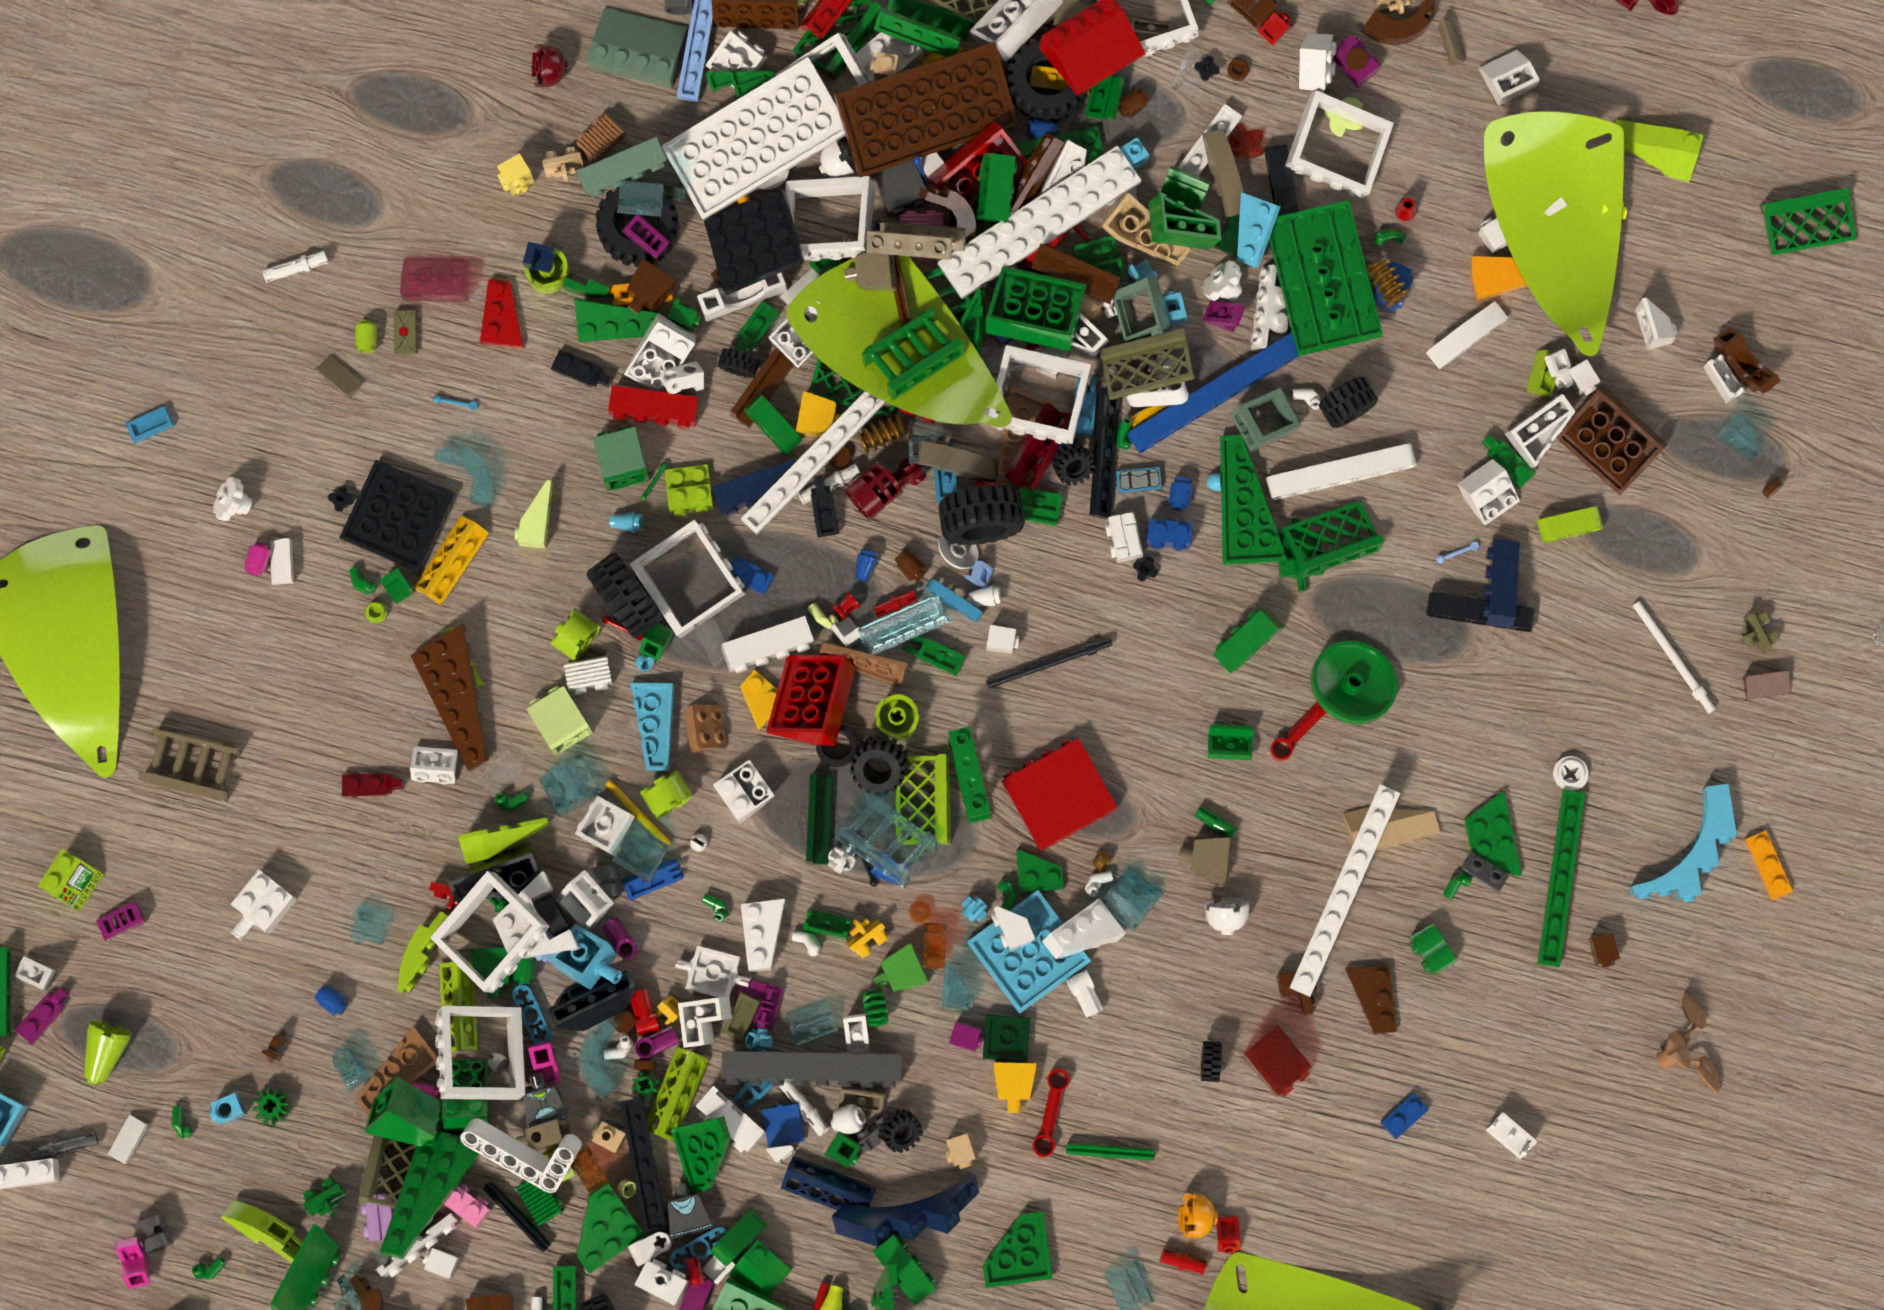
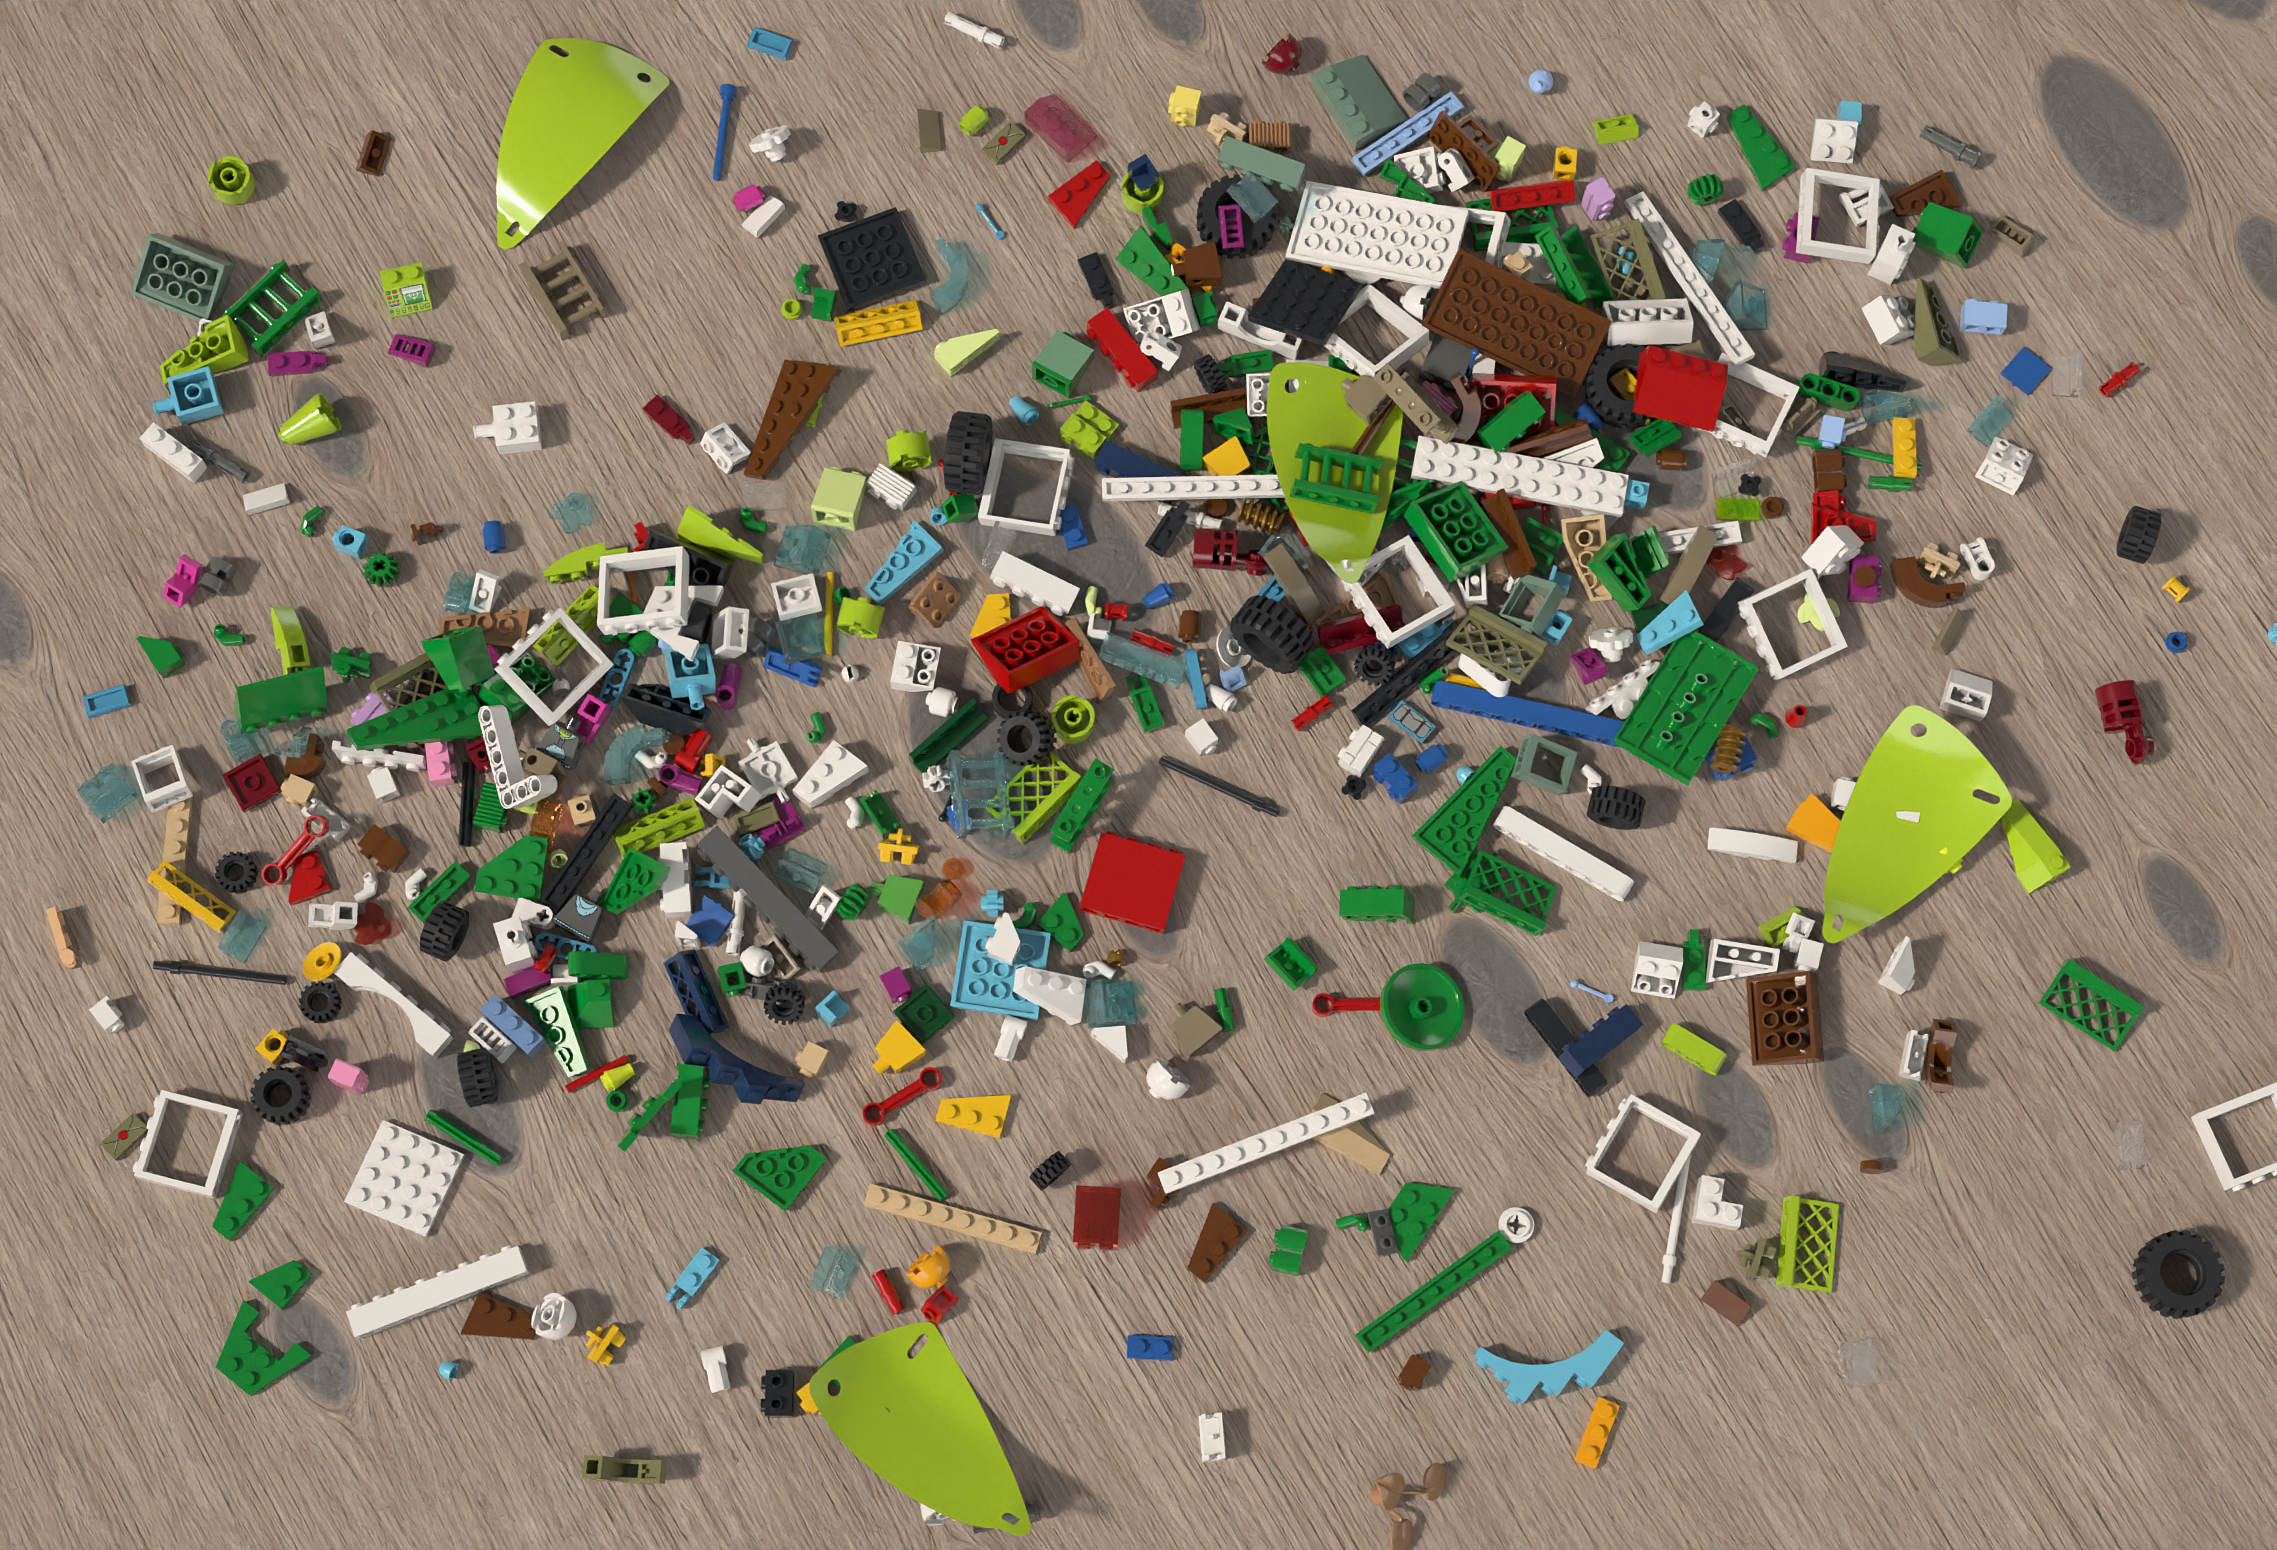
camera: 40 degrees right, 5 degrees down
(158, 494) = (727, 94): none -> blue piece
(368, 1048) = (485, 591): none -> white slope
(483, 943) = (634, 599): none -> orange hinge
(484, 1173) = (475, 750): none -> dark red brick
(633, 791) = (840, 593): none -> green hinge
(763, 31) = (1456, 168): none -> white leg
(789, 797) = (942, 702): none -> white head
(794, 382) = (1234, 424): none -> green slope
(937, 1099) = (832, 1008): none -> medium azure panel
(1061, 543) = (1311, 713): none -> red pin
(1116, 1072) = (976, 1114): none -> yellow wing
(1161, 922) = (1112, 1039): none -> white slope
(1175, 1164) = (952, 1219): none -> tan plate
(1215, 95) = (1738, 510): none -> clear neon green slope
(1289, 41) = (1825, 516): none -> red wing
(1643, 625) = (1614, 1126): none -> white window
(1693, 628) = (1710, 1209): none -> white brick
(1771, 601) = (1788, 1244): none -> lime fence

